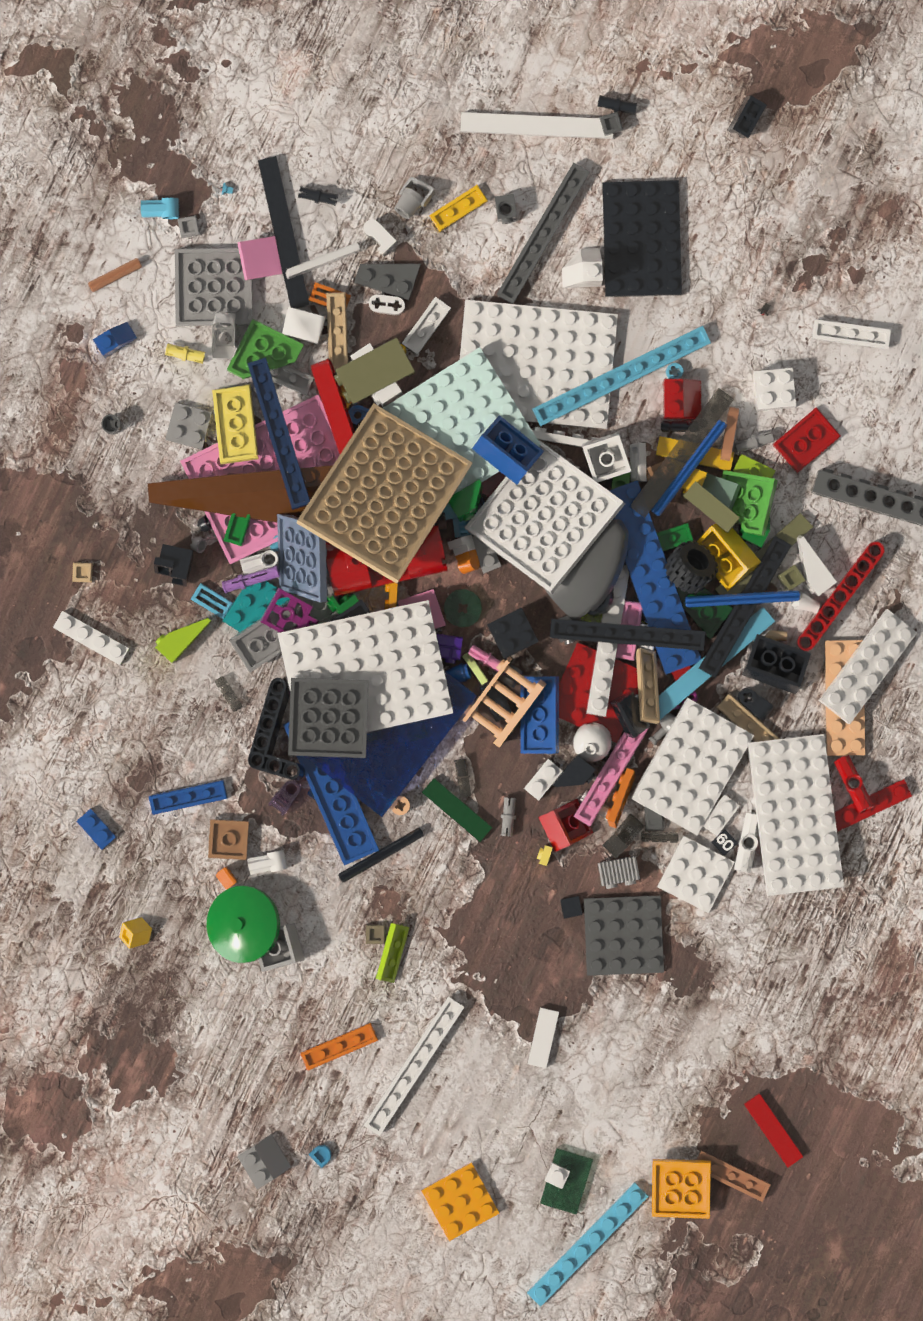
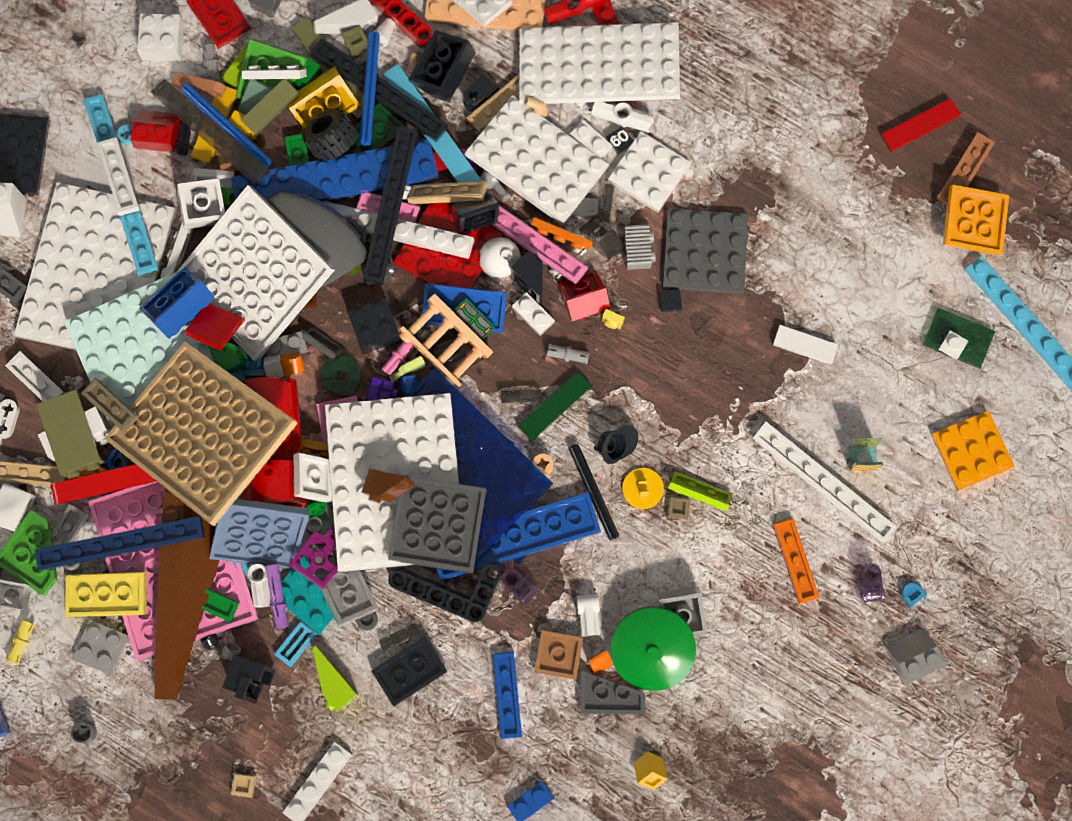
camera: 85 degrees left, 10 degrees down
(195, 889) = (608, 697): none -> dark grey wing
(198, 707) = (409, 671): none -> black plate
(237, 664) = (368, 622): none -> dark grey tile
(323, 1116) = (872, 585): none -> clear purple piece
(355, 666) = (385, 486): none -> reddish brown slope
(357, 599) = (312, 477): none -> white plate
(390, 899) = (643, 488): none -> yellow piece
(404, 404) = (110, 405): none -> dark tan tile
(426, 871) = (617, 443): none -> black piece
(435, 1107) = (864, 445): none -> clear light blue piece
(489, 487) = (214, 326): none -> red tile
(491, 587) = (322, 343): none -> dark grey tile
(528, 725) = (474, 318): none -> tile
(625, 374) = (118, 176): none -> white plate
(743, 507) = (274, 72): none -> white plate
(745, 761) = (538, 106): none -> tan arm

